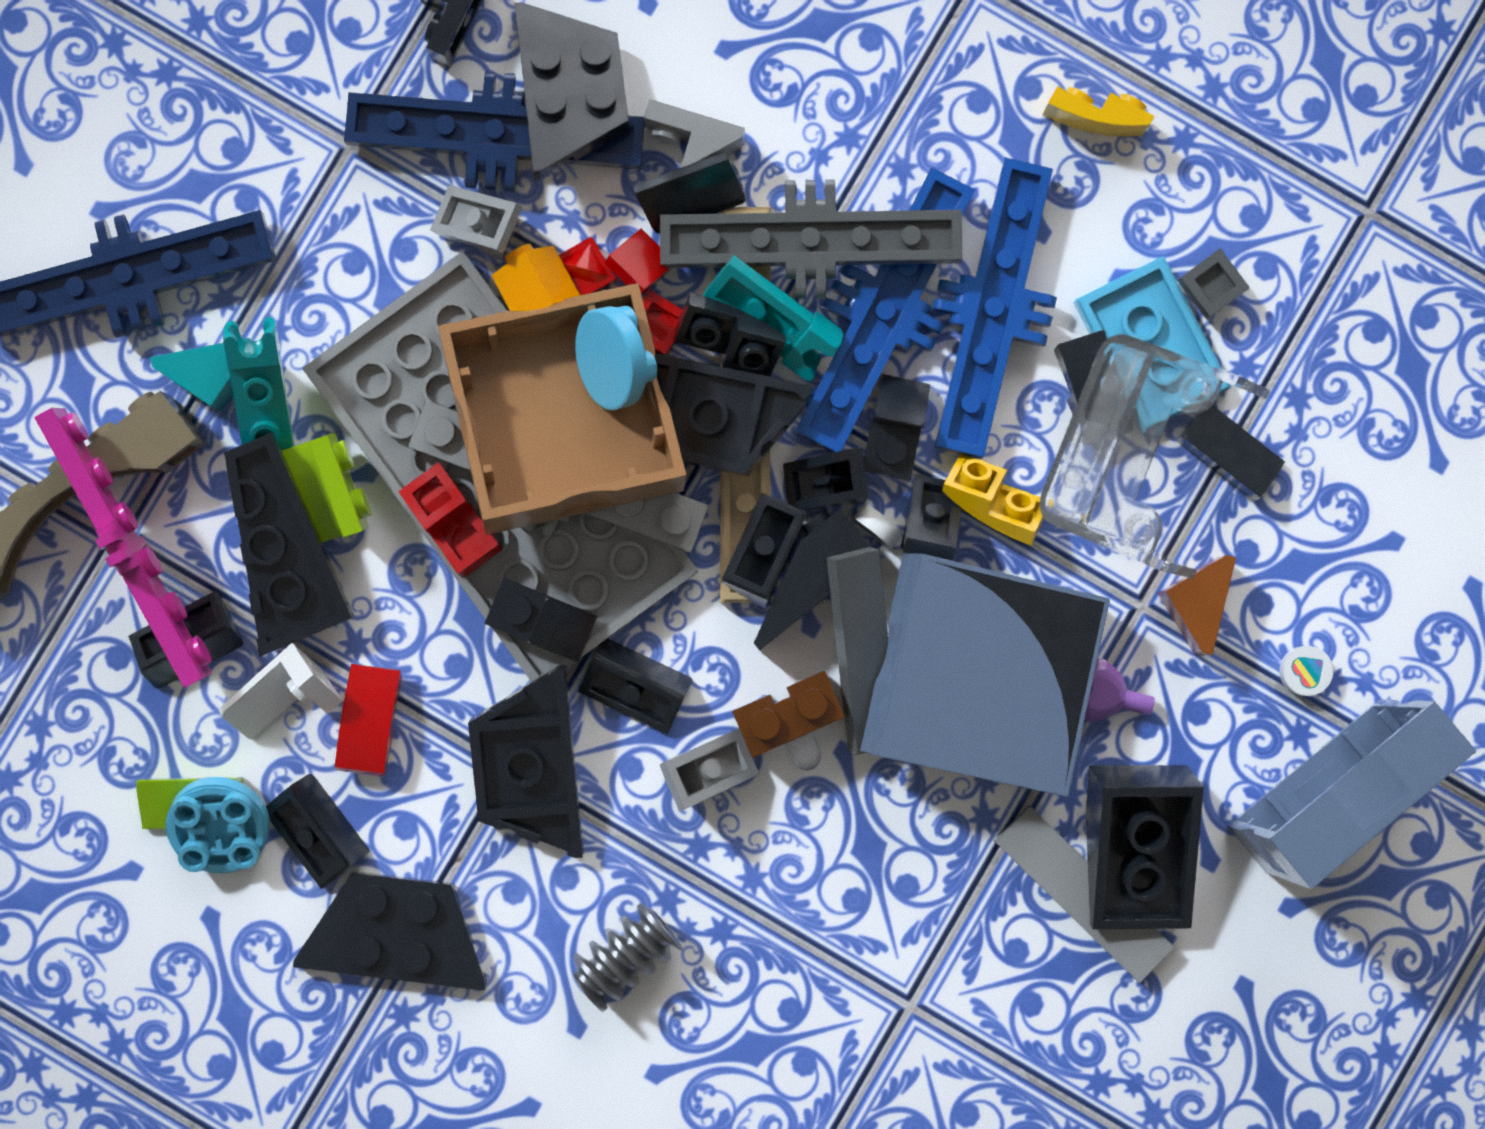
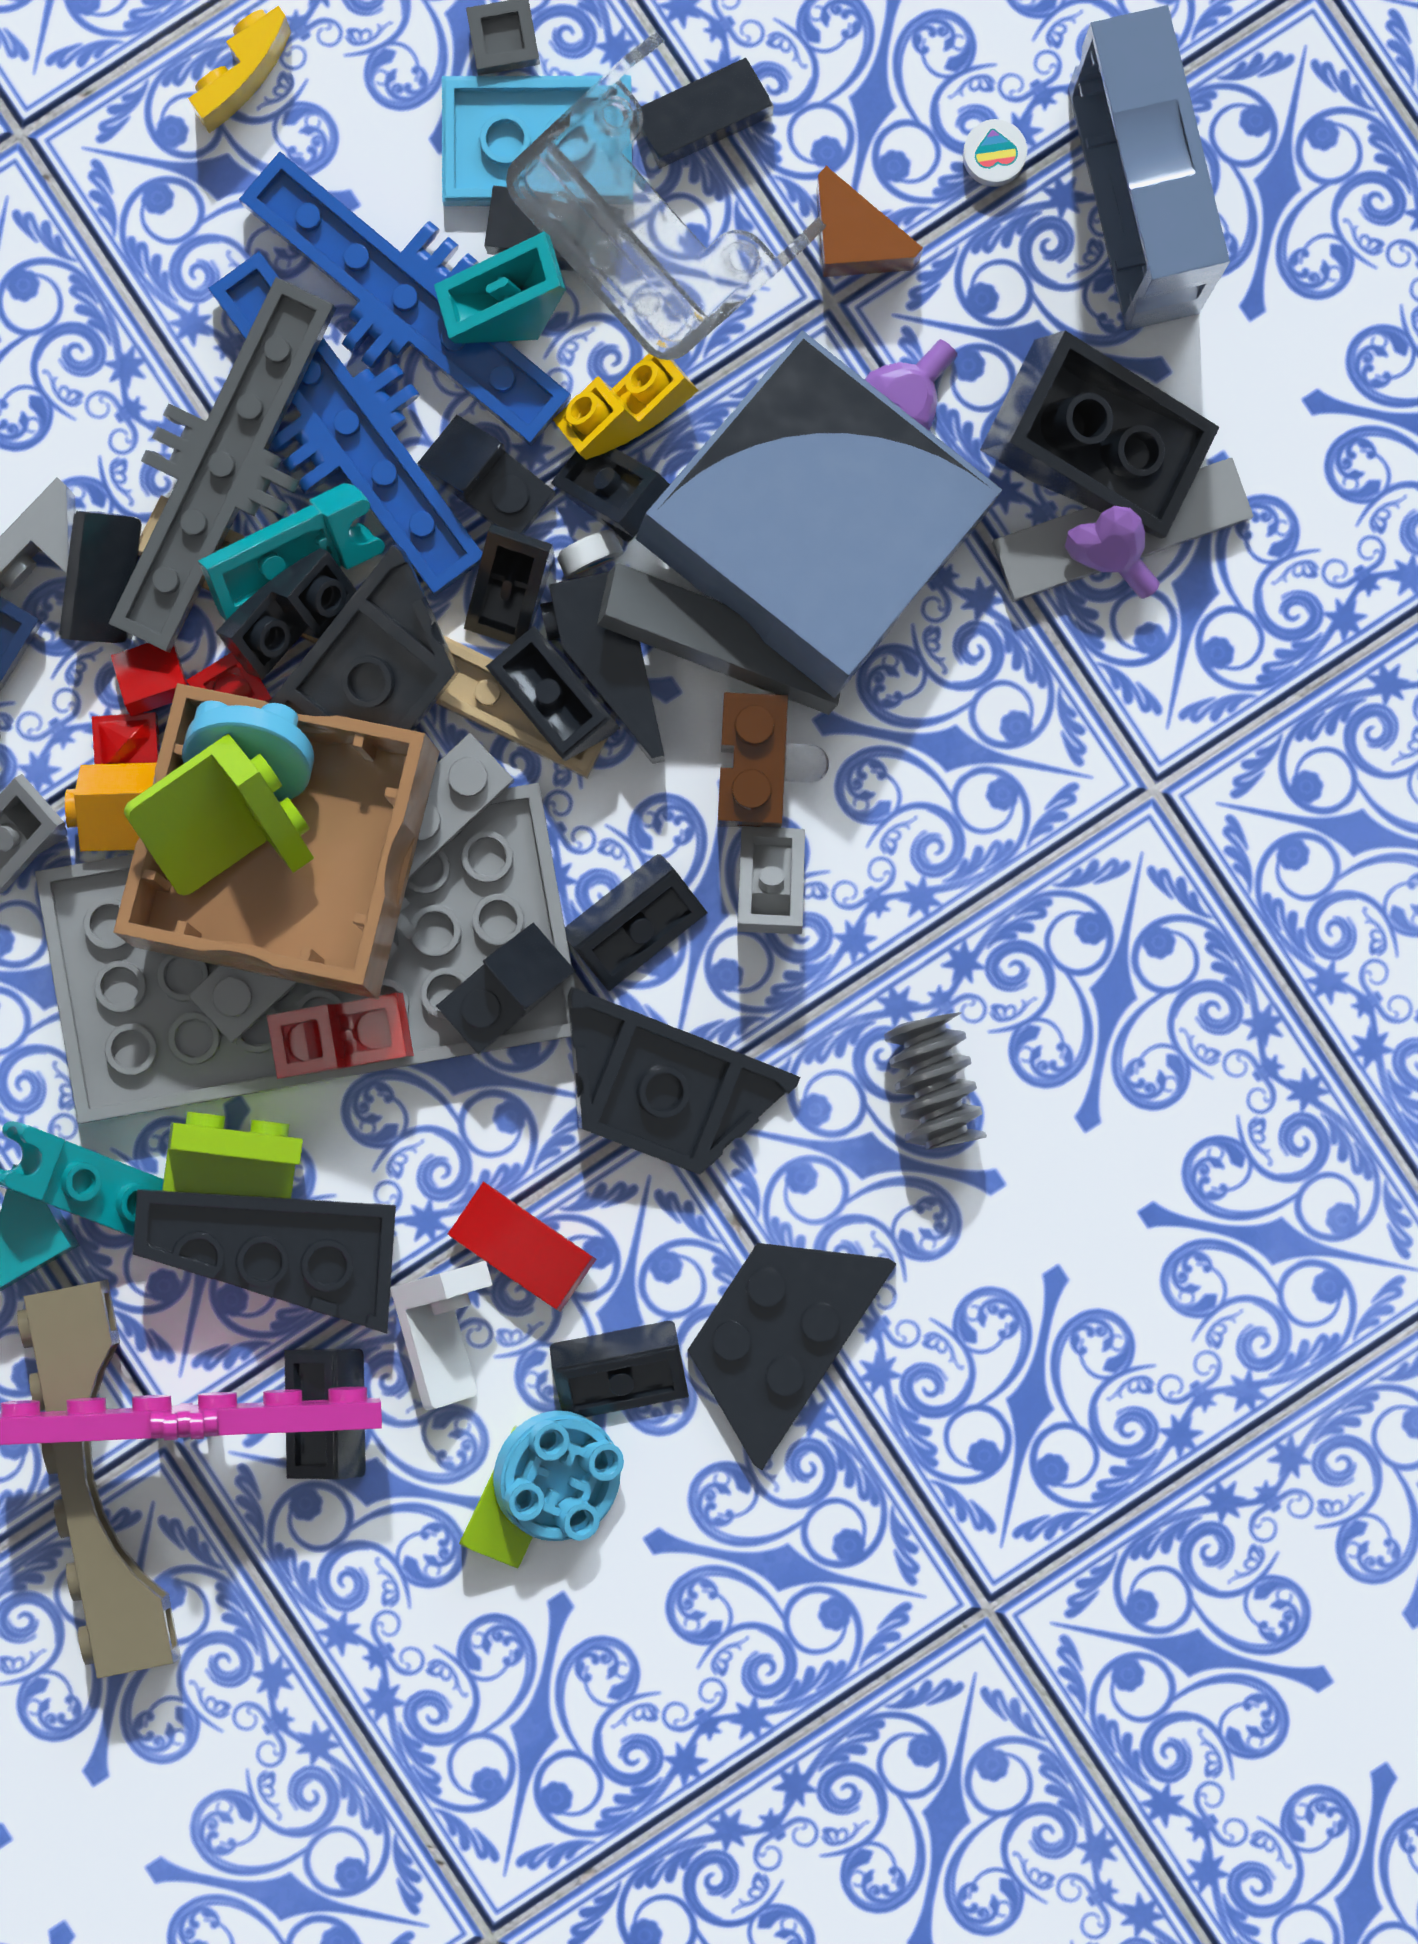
camera: 70 degrees left, 0 degrees up
(555, 355) = (215, 815): none -> lime bracket
(1029, 375) = (504, 295): none -> teal slope
(1068, 896) = (1114, 546): none -> medium lavender rock

